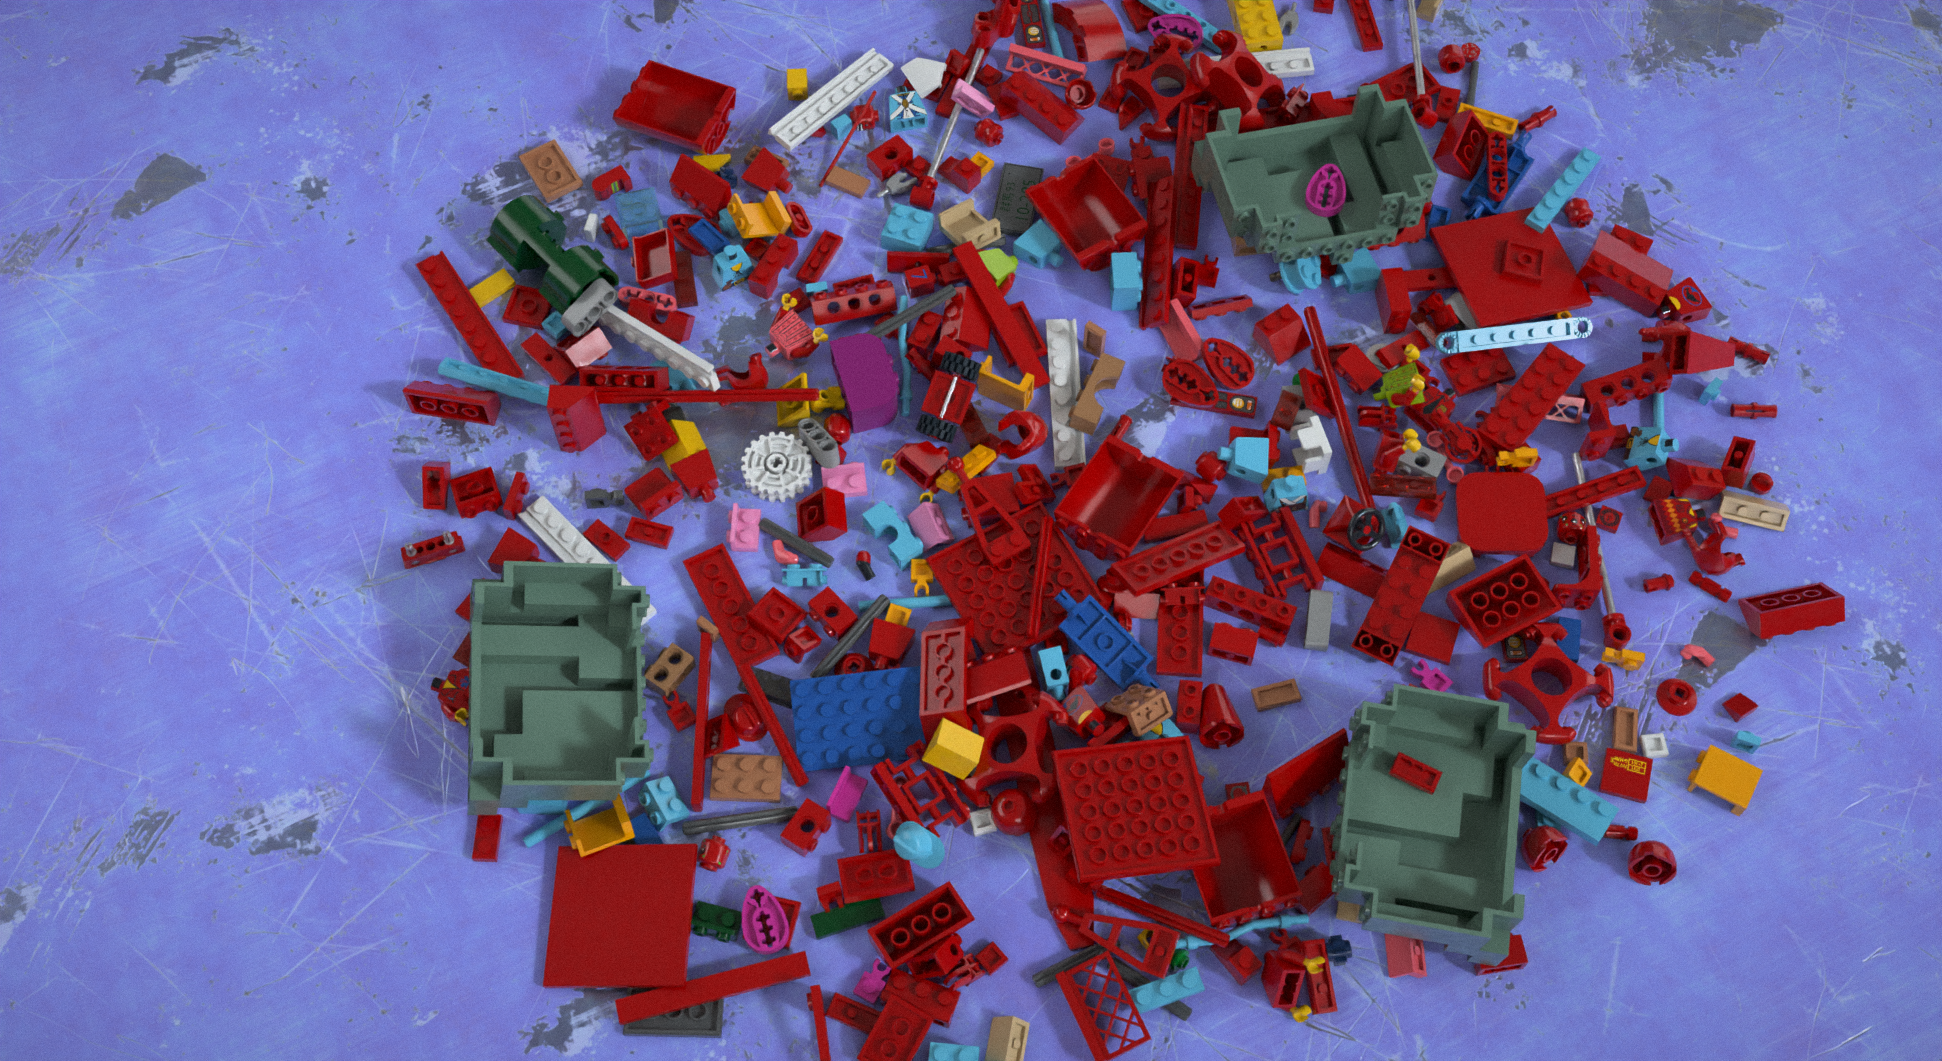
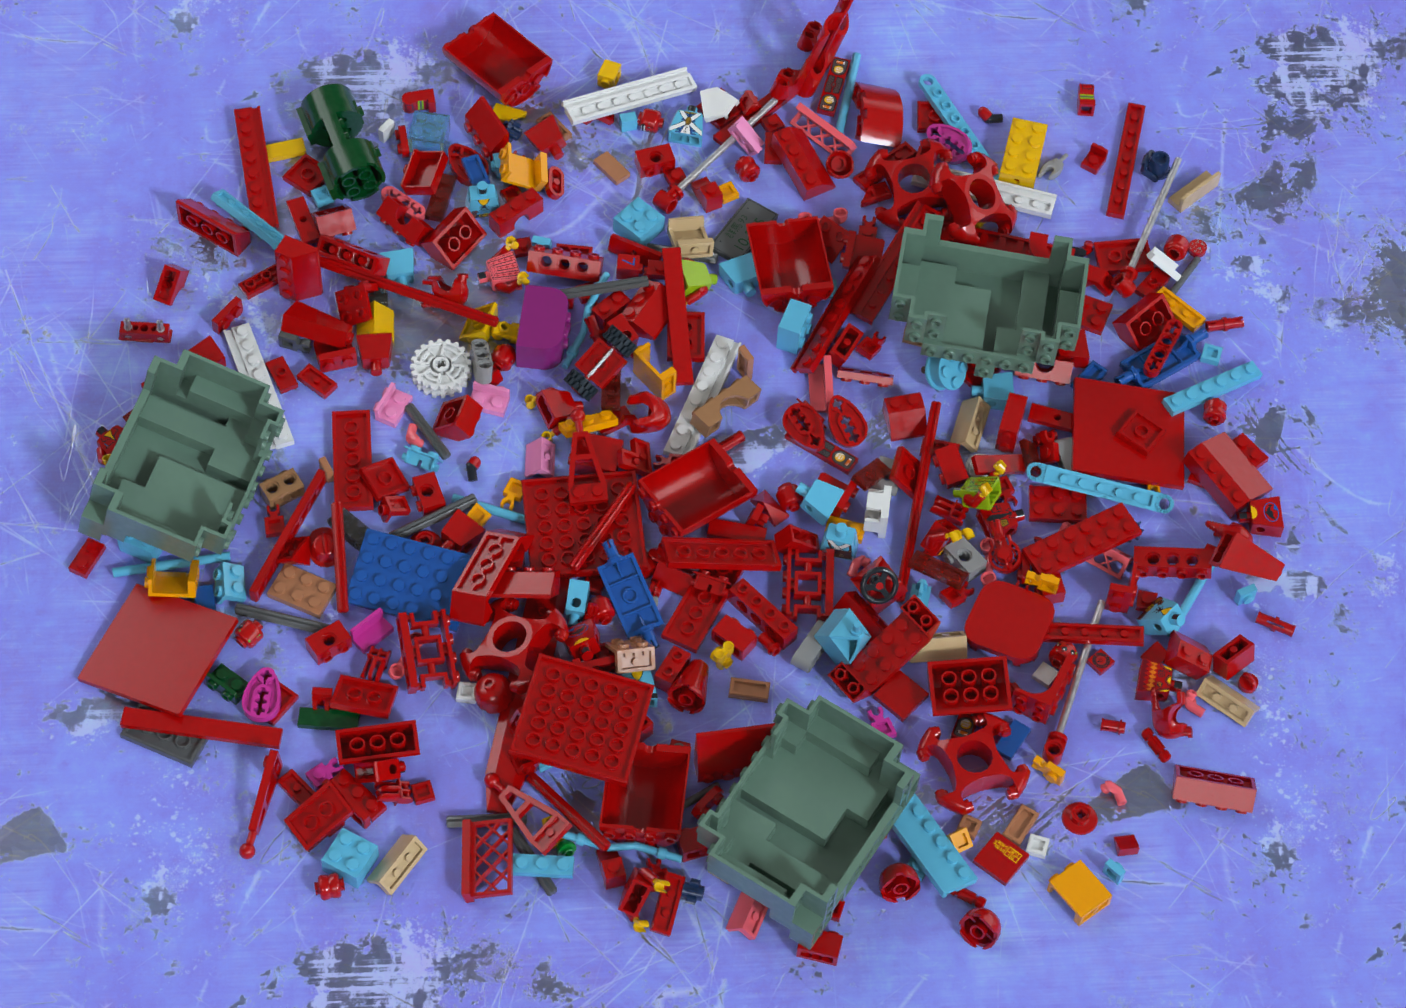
camera: 20 degrees right, 5 degrees down
(476, 493) = (198, 301): red plate -> none
(532, 446) = (259, 282): none -> red tile
(551, 171) = (376, 74): nougat plate -> none
(589, 307) = (350, 190): light grey beam -> none
(622, 471) = (316, 325): none -> red slope
(660, 347) = (387, 235): white plate -> none
(720, 318) = (454, 238): none -> red slope
(819, 258) = (558, 219): red tile -> none
(848, 138) = (629, 131): red axle -> none
(884, 520) = (504, 440): medium azure arch -> none
(895, 186) = (648, 184): light grey hand -> none
(918, 845) = (405, 685): medium azure piece -> none
(954, 749) = (465, 624): yellow slope -> none
(1233, 670) = (722, 656): none -> yellow plate
(1291, 106) = (1019, 231): red hinge -> none
(1336, 193) = (992, 304): dark pink piece -> none
(1348, 316) = (970, 423): none -> tan panel
(1348, 598) = (842, 636): none -> medium azure piece
(1415, 773) = (813, 777): red plate -> none
(1451, 78) = (1164, 263): none -> white slope
(1543, 155) = (1211, 354): none -> medium azure plate
(1749, 351) = (1299, 575): red pin -> none

